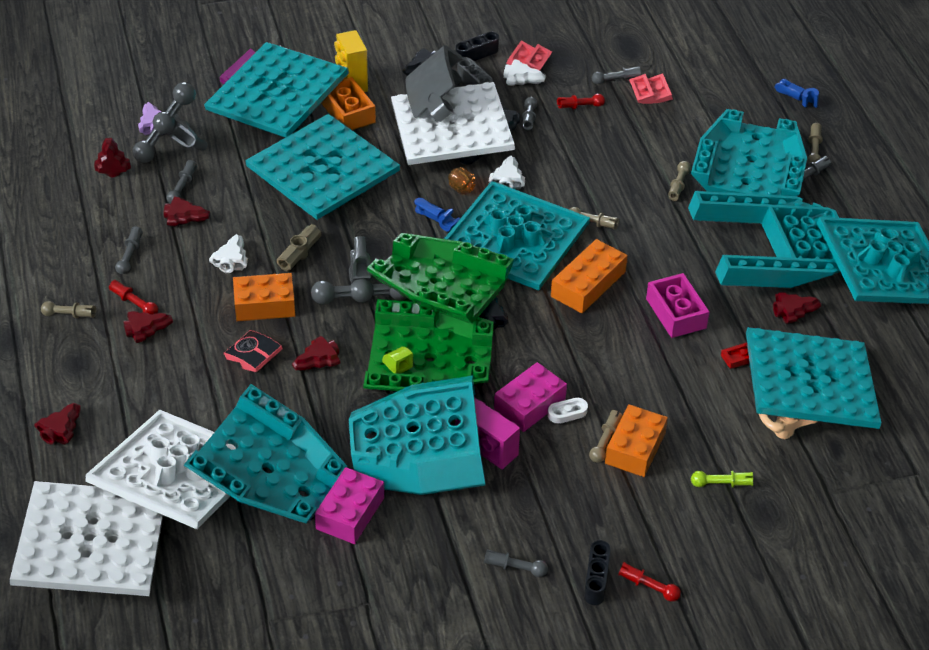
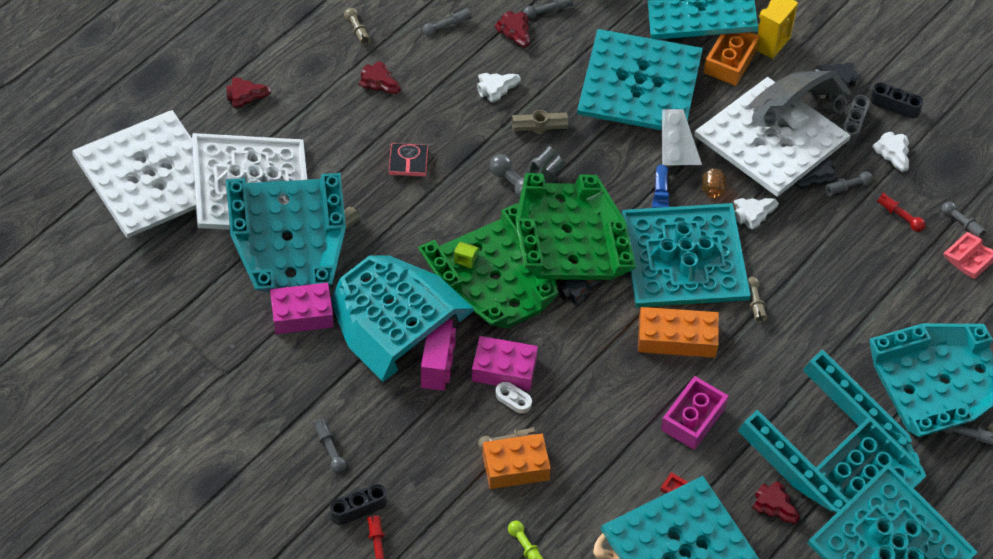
camera: 55 degrees right, 10 degrees up
(126, 293) = (400, 72): red pin -> none
(264, 297) = (466, 132): orange brick -> none
(318, 355) = (436, 202): dark red rock -> none
(406, 172) = (677, 140): none -> white wedge
(454, 97) = (795, 117): none -> white plate
(533, 57) = (925, 143): coral slope -> none
(677, 185) = (854, 339): dark tan pin -> none

